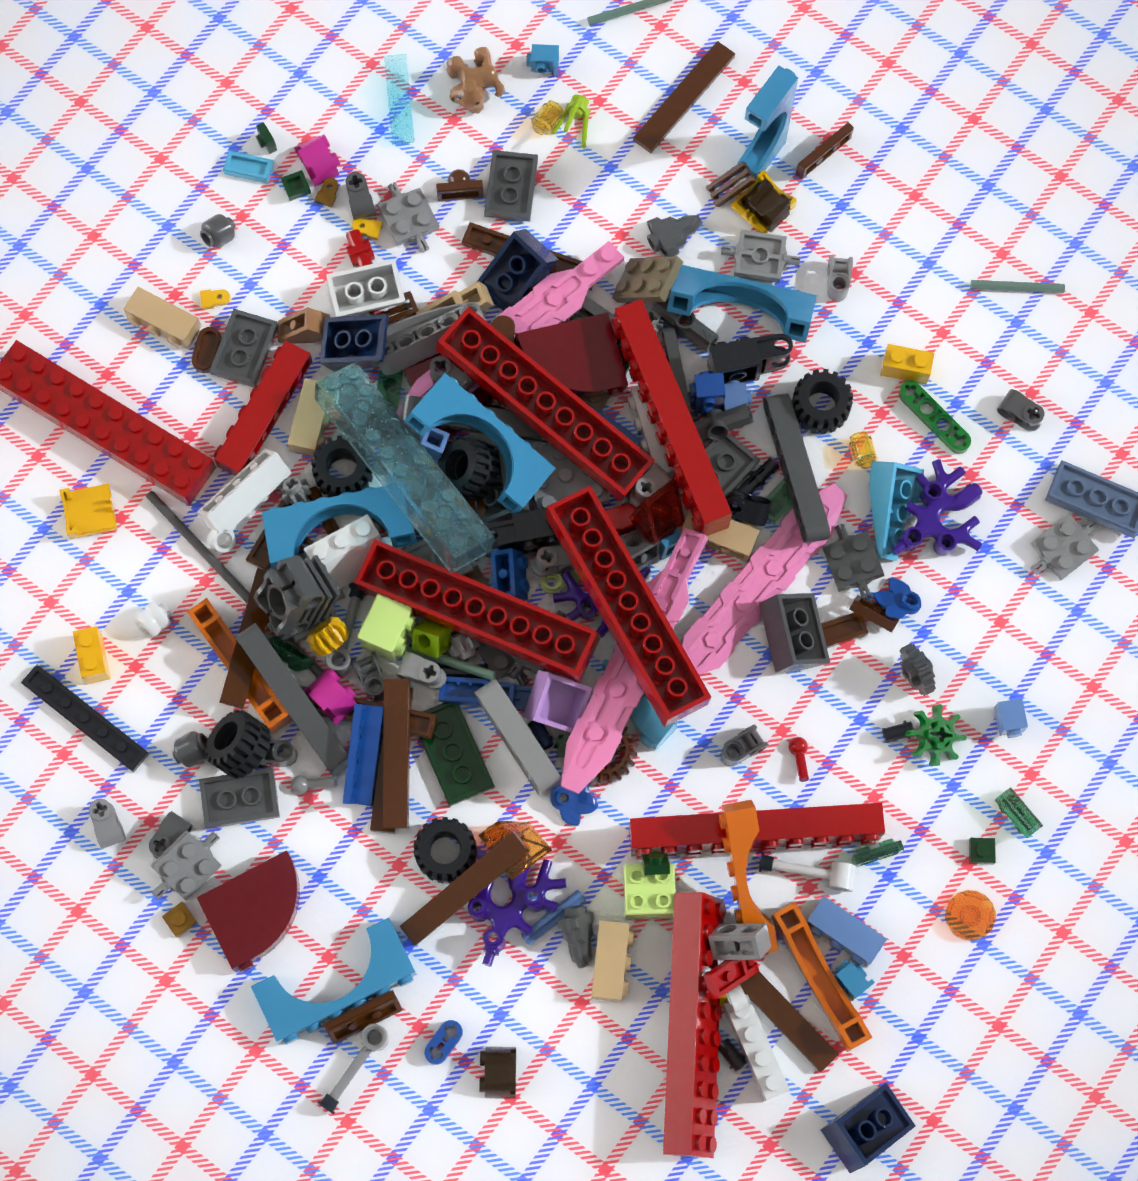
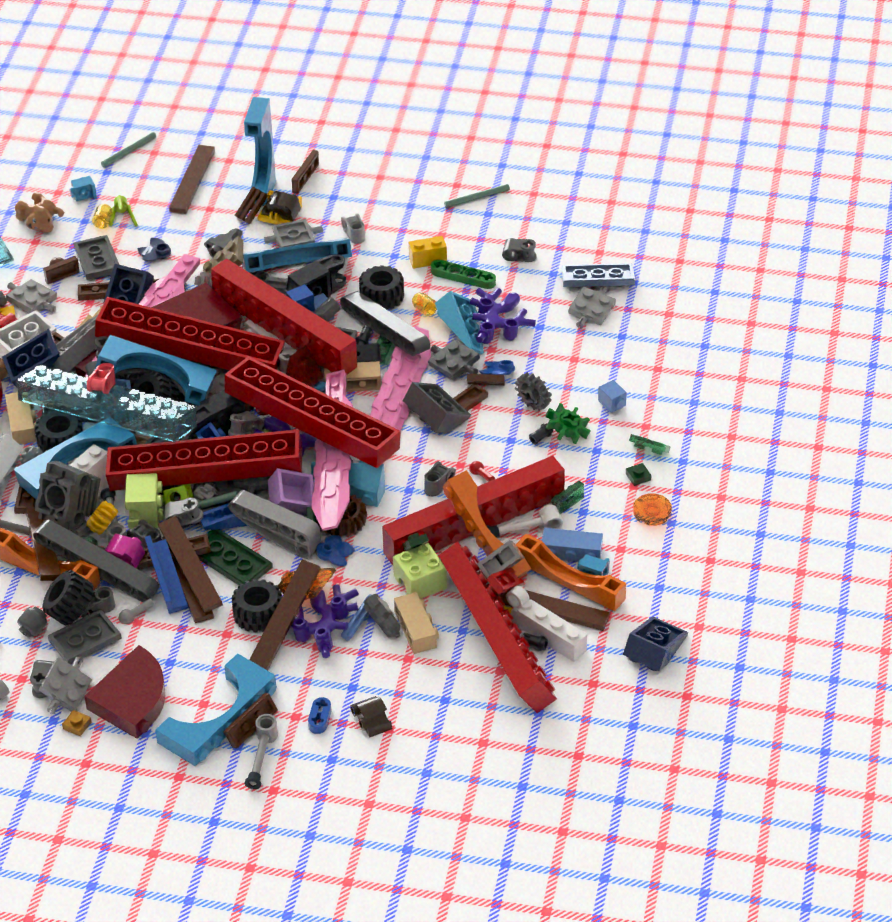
camera: 25 degrees left, 30 degrees down
(401, 447) = (102, 378): none -> coral piece
(583, 201) = (156, 250): none -> dark blue plate
(612, 299) = (204, 277): none -> light grey gear

